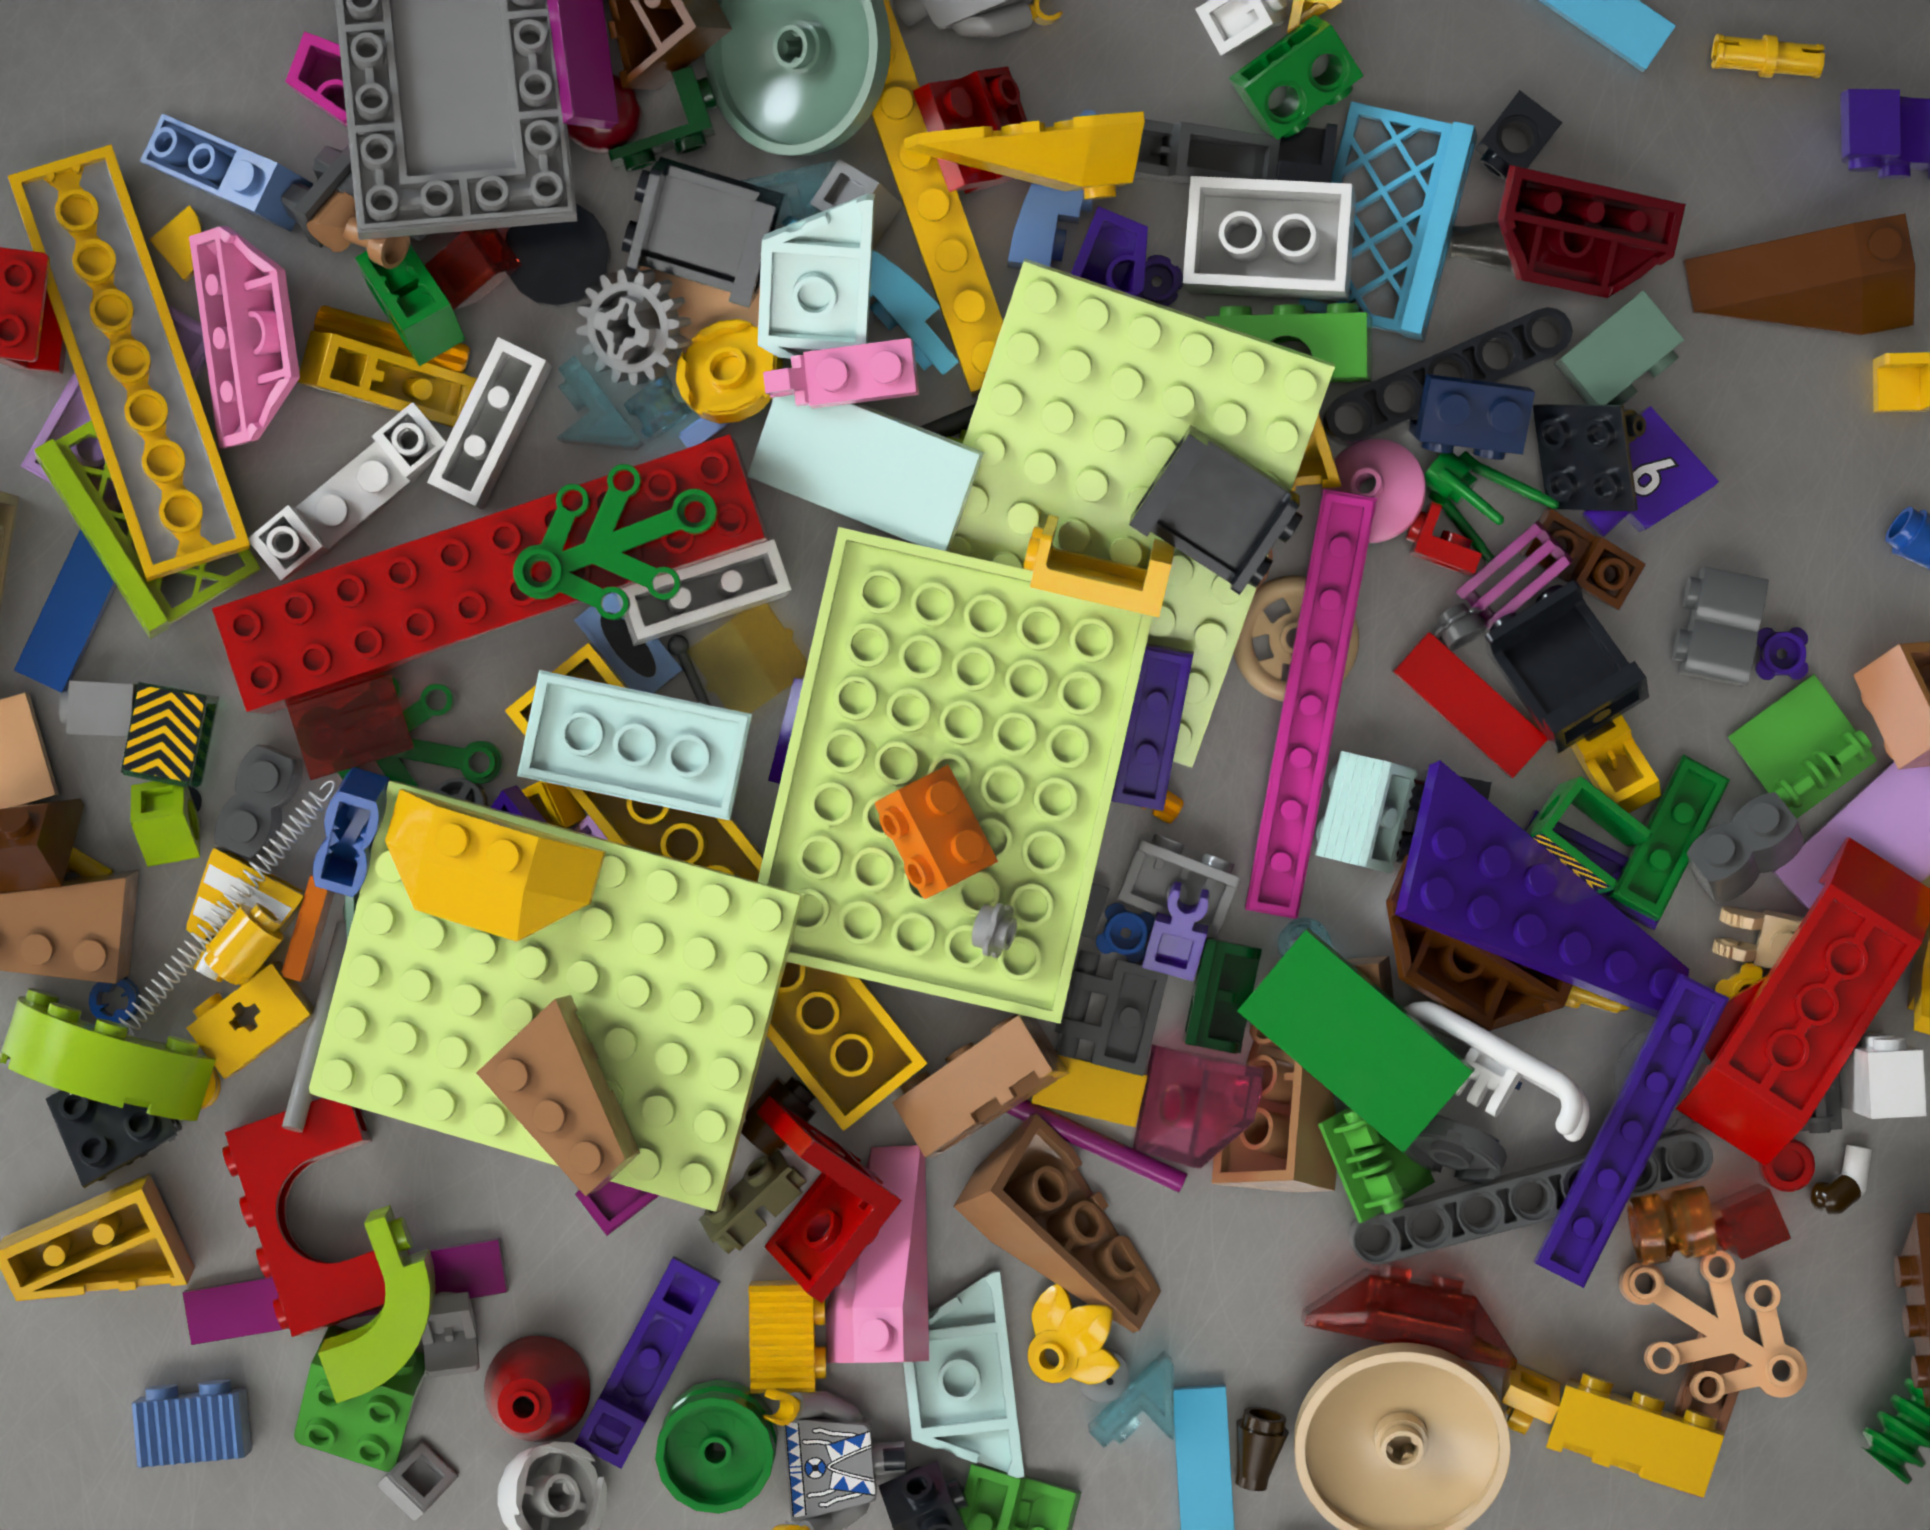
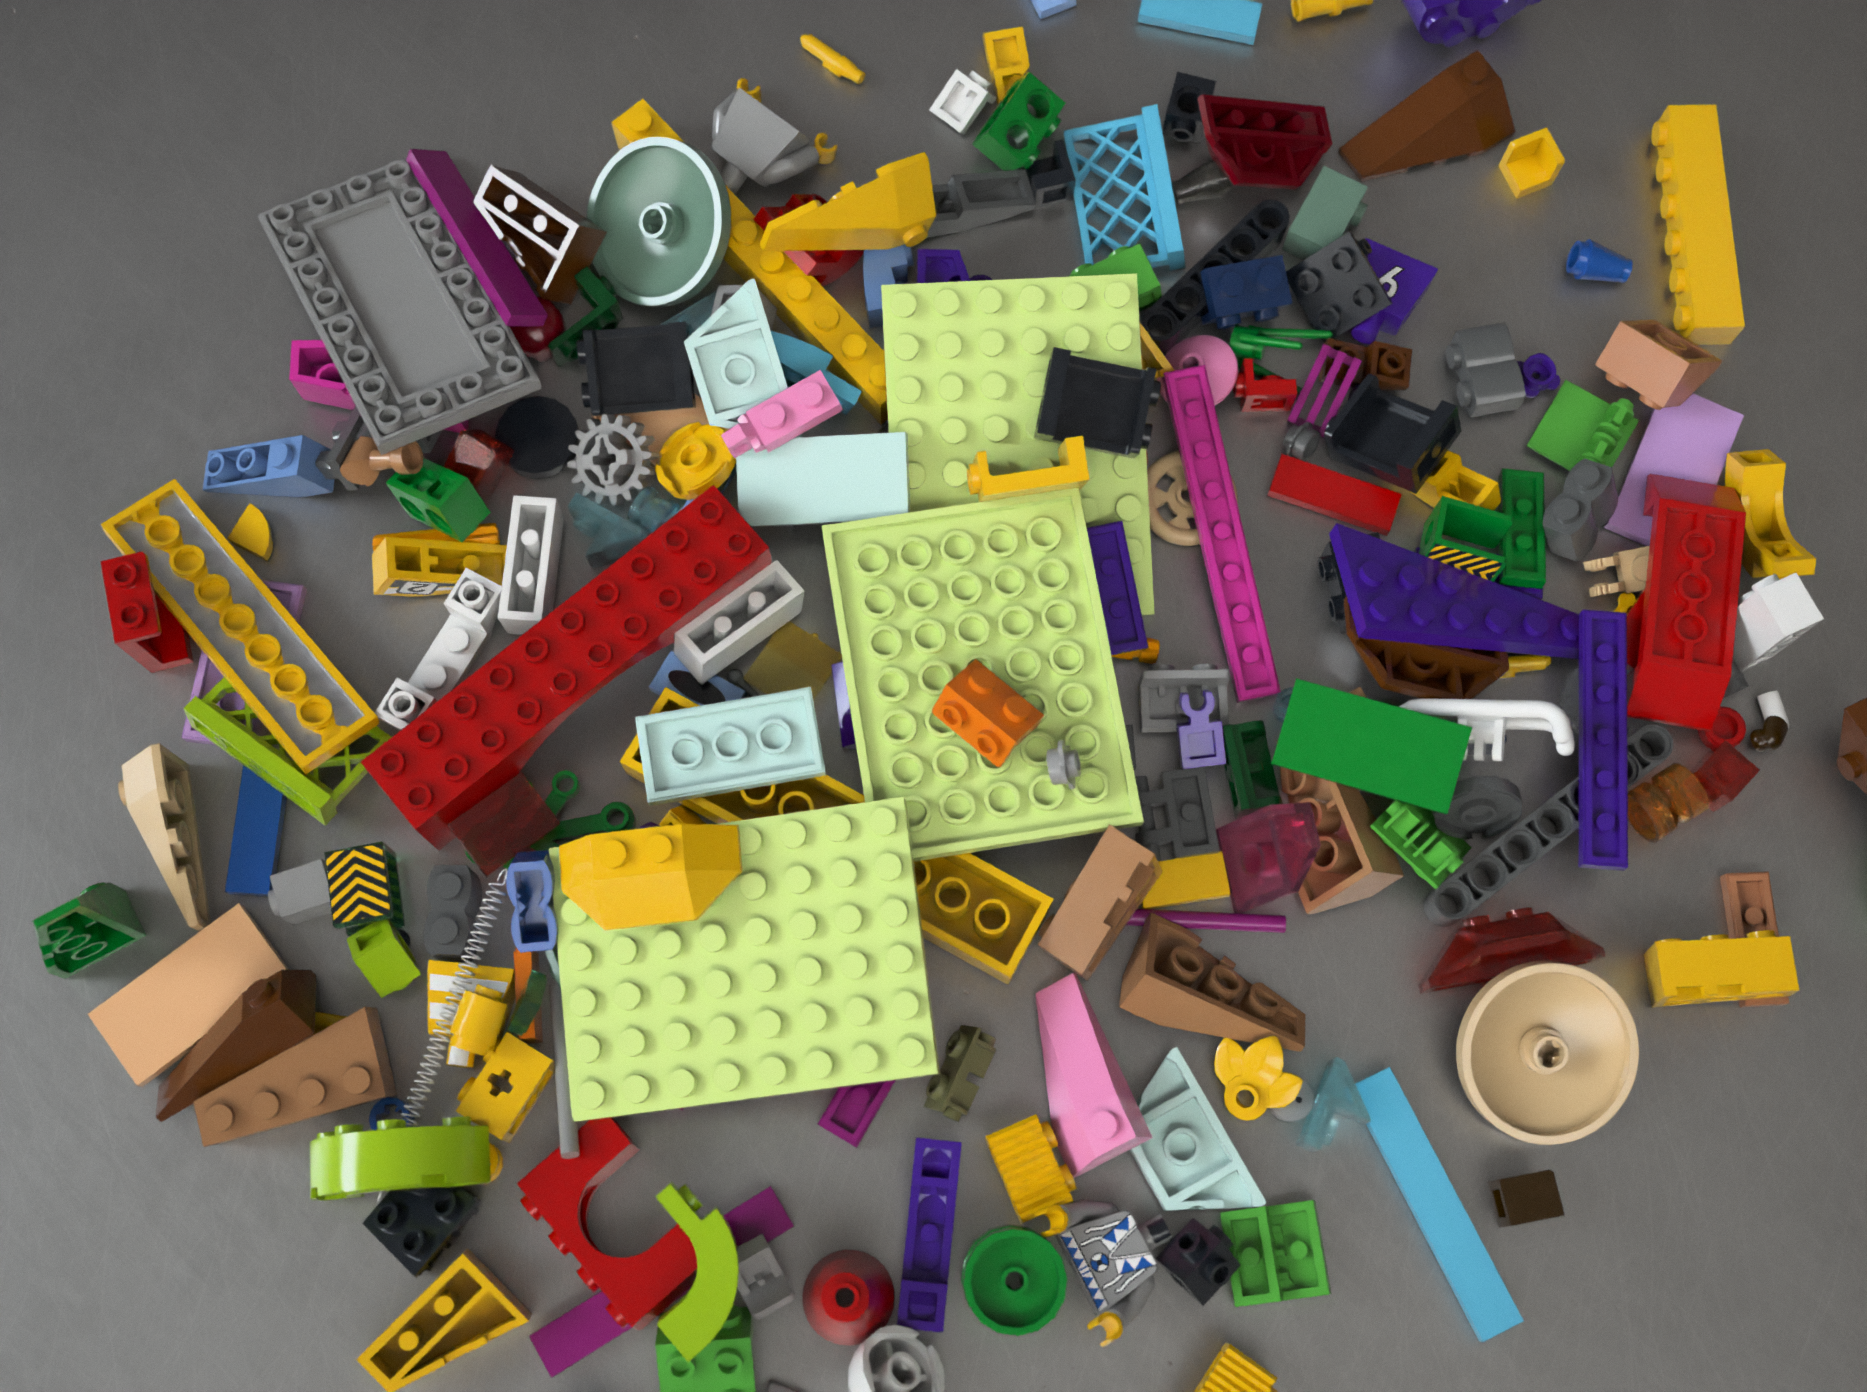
camera: 25 degrees left, 15 degrees down
(244, 333) = (319, 566): bright pink wedge -> none
(305, 944) = (528, 1003): none -> clear green tile
(561, 1097) = (777, 1025): medium nougat wedge -> none
(605, 546) = (651, 592): green plant -> none
(790, 1094) = (954, 994): dark brown brick -> none
(842, 1198) = (1034, 1035): red bracket -> none
(1111, 938) = (1165, 743): blue plate -> none
(1259, 1443) = (1437, 1104): dark brown cone -> none
(1269, 238) = (1049, 225): white brick -> none
(1365, 811) = (1295, 591): light aqua brick -> none
(1528, 1397) = (1624, 977): yellow tile -> none
(1722, 1333) = (1738, 868): light nougat plant -> none

